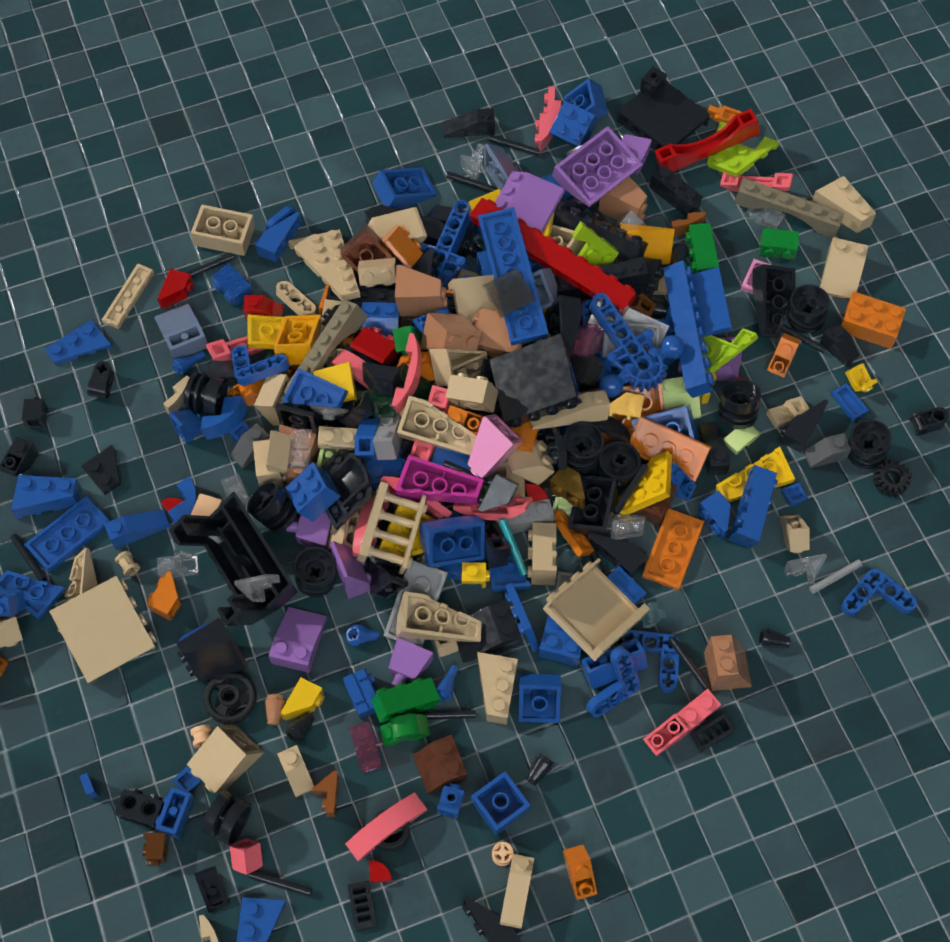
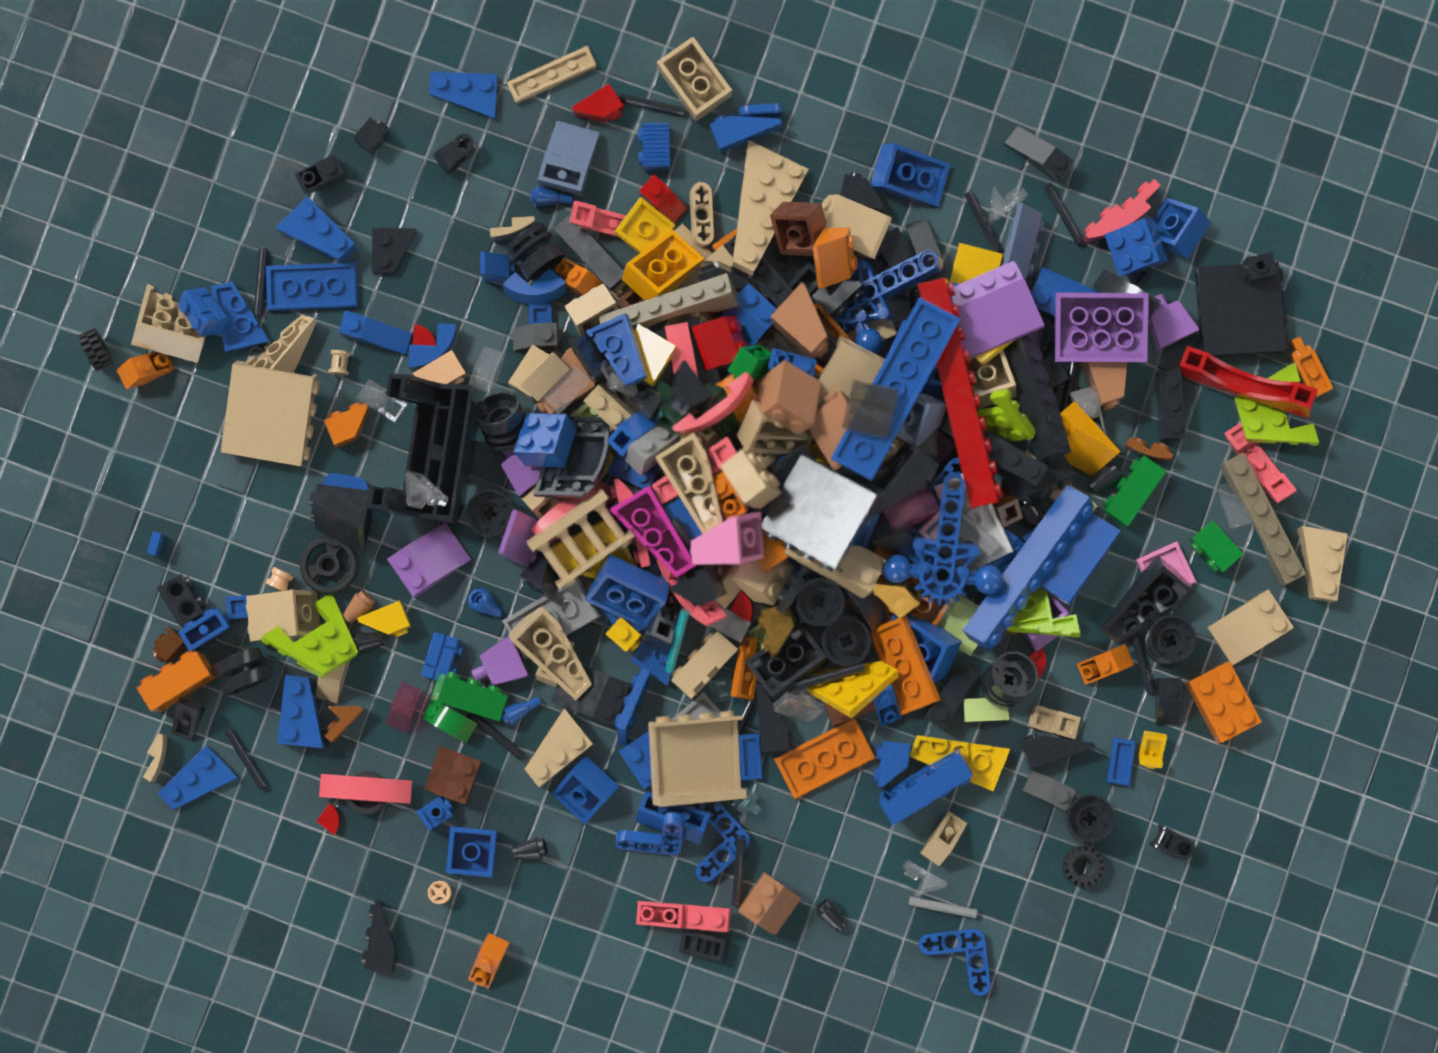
camera: 40 degrees right, 20 degrees up
(180, 864) = (176, 681): none -> orange brick
(246, 856) = (235, 714): coral panel -> none
(251, 372) = (592, 267): blue beam -> none
(272, 751) = (322, 648): none -> lime wing
(295, 815) = (299, 714): none -> blue wedge
(354, 907) = (287, 831): black slope -> none
(377, 272) = (791, 260): tan brick -> none
(517, 891) = (421, 933): tan slope -> none
(794, 494) = (981, 803): blue tile -> none

